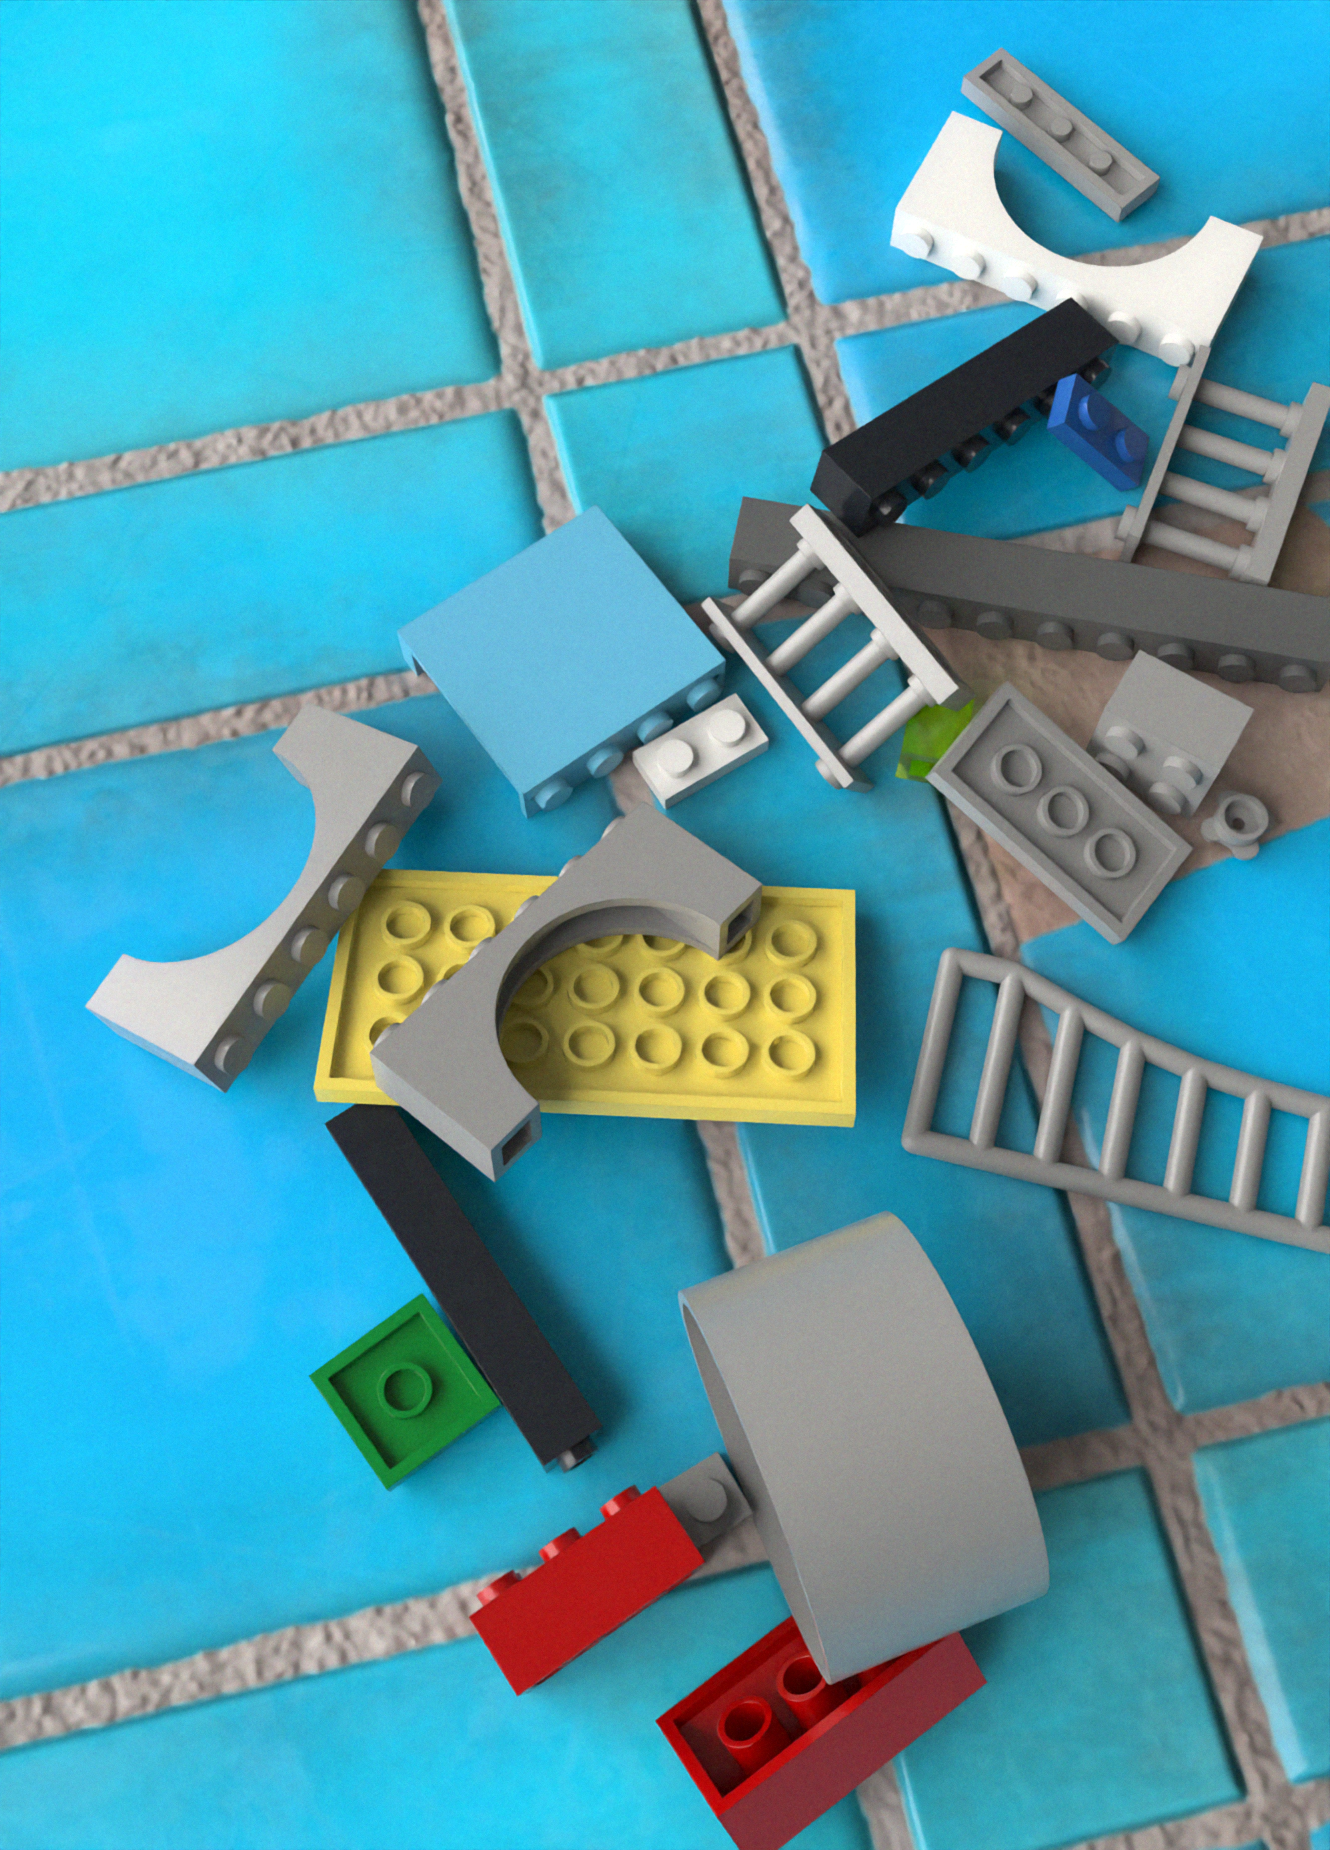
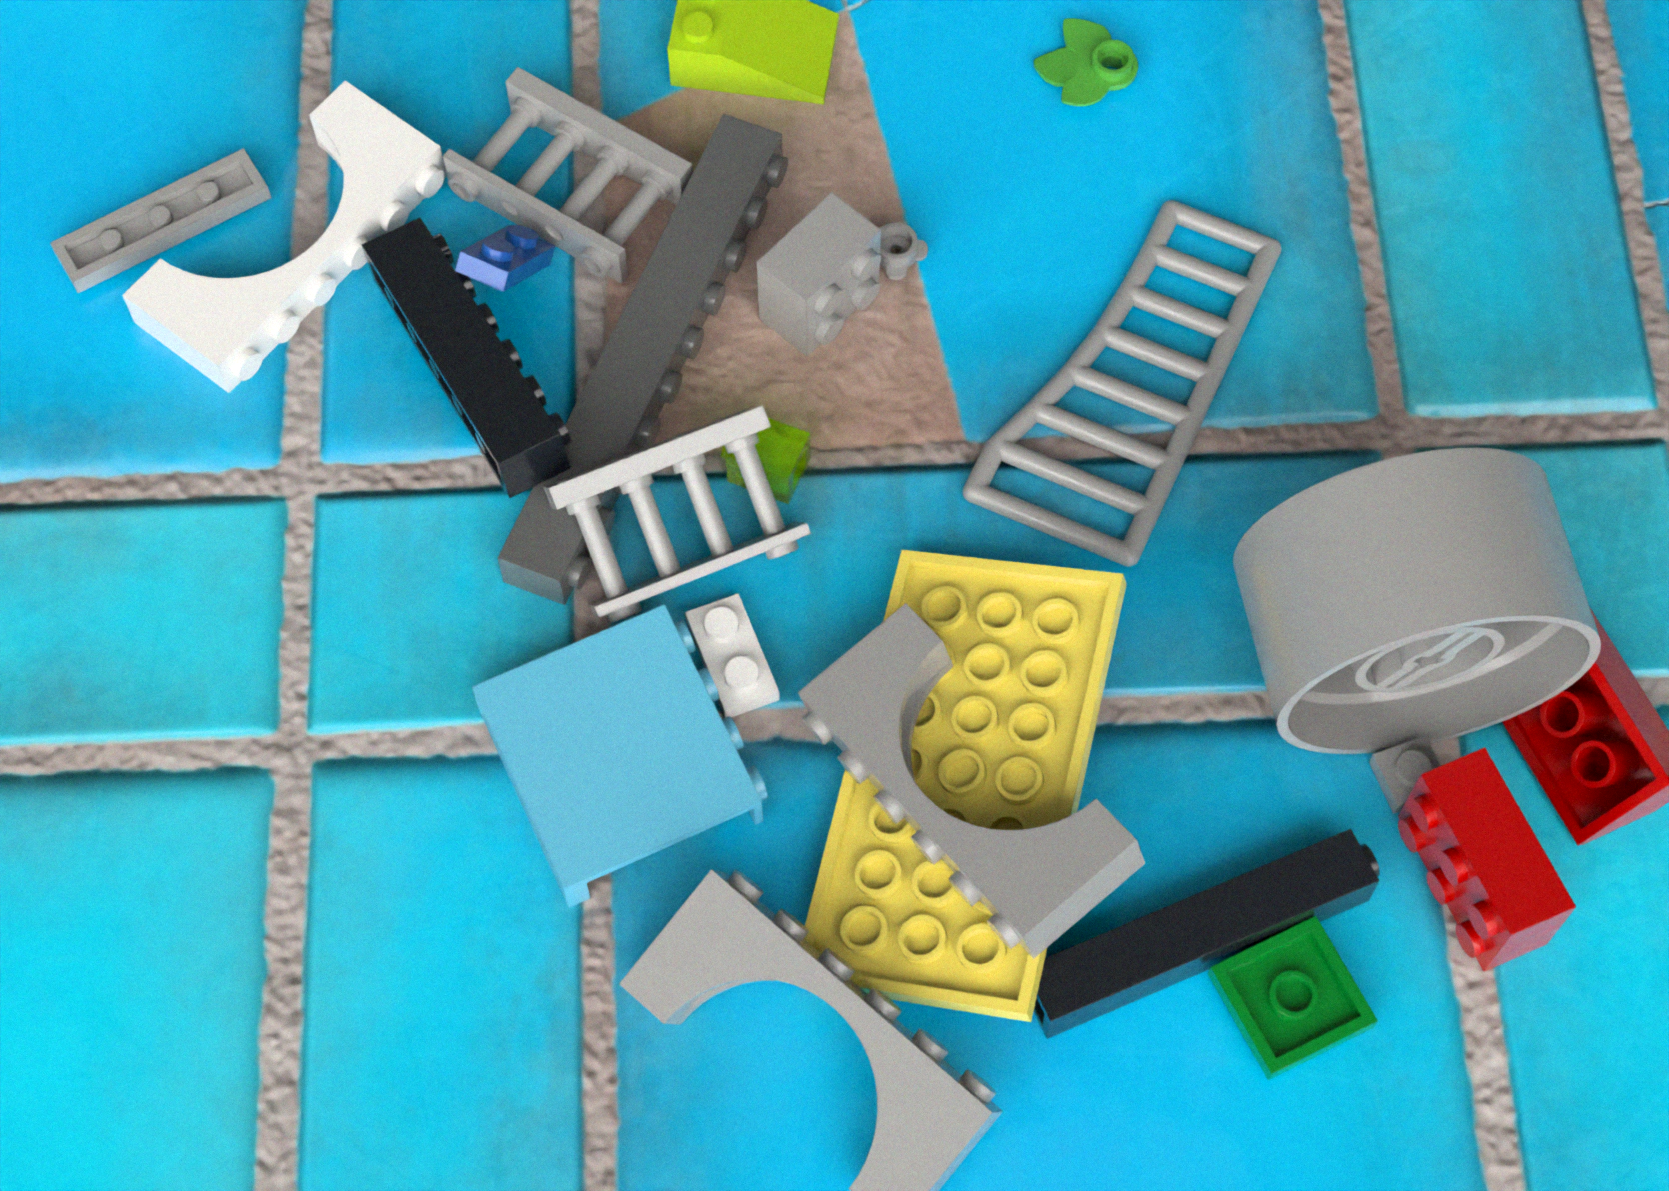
camera: 80 degrees left, 5 degrees down
(1059, 813) = (868, 372): light grey plate -> none

